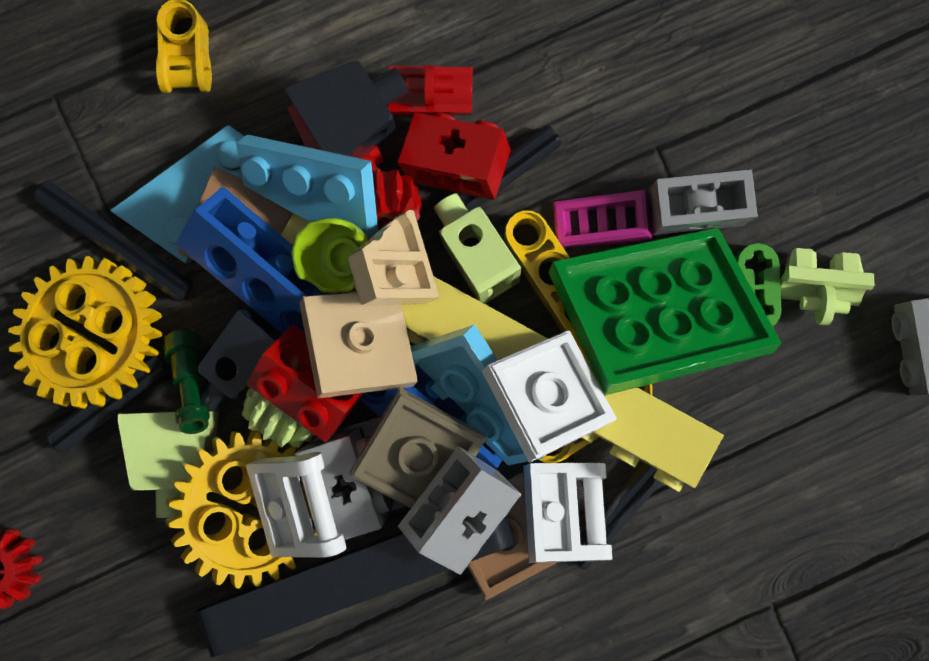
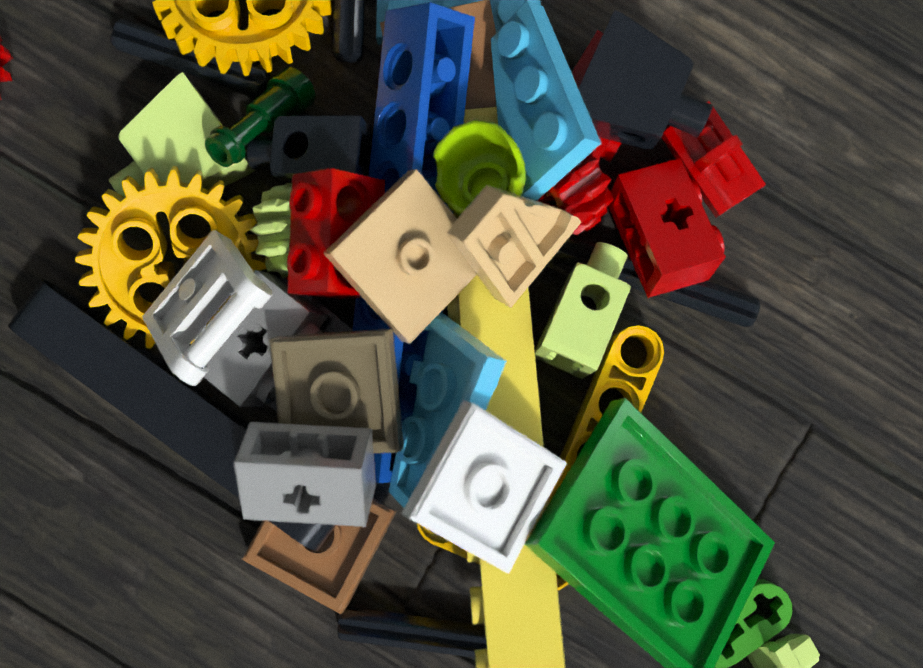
camera: 55 degrees right, 0 degrees up
(554, 512) = (374, 570): white plate -> none
(601, 204) = (746, 440): dark pink slope -> none
(702, 202) = (791, 509): light grey brick -> none

